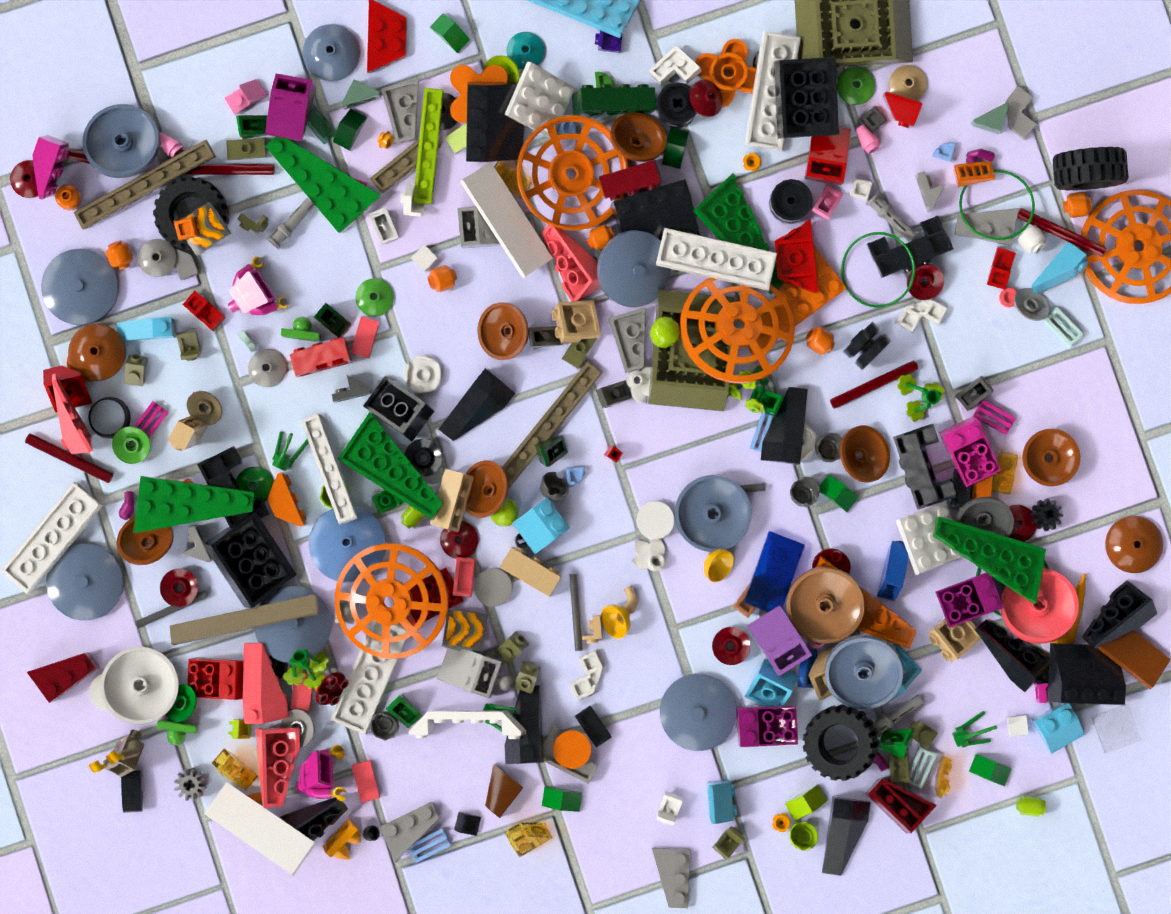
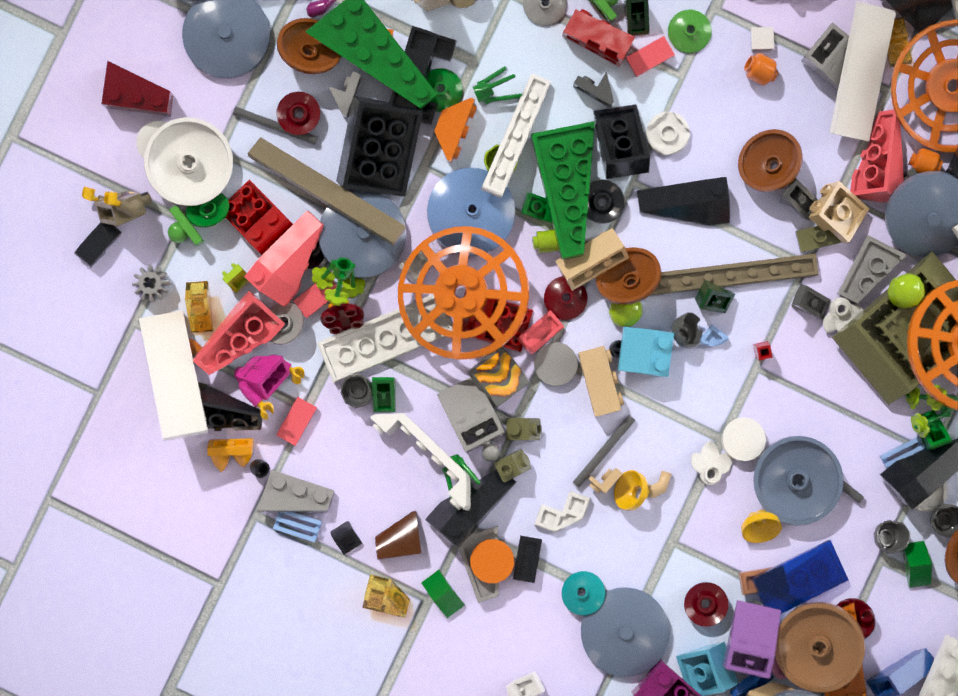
camera: 45 degrees right, 0 degrees up
(657, 711) = (591, 600): none -> teal dish

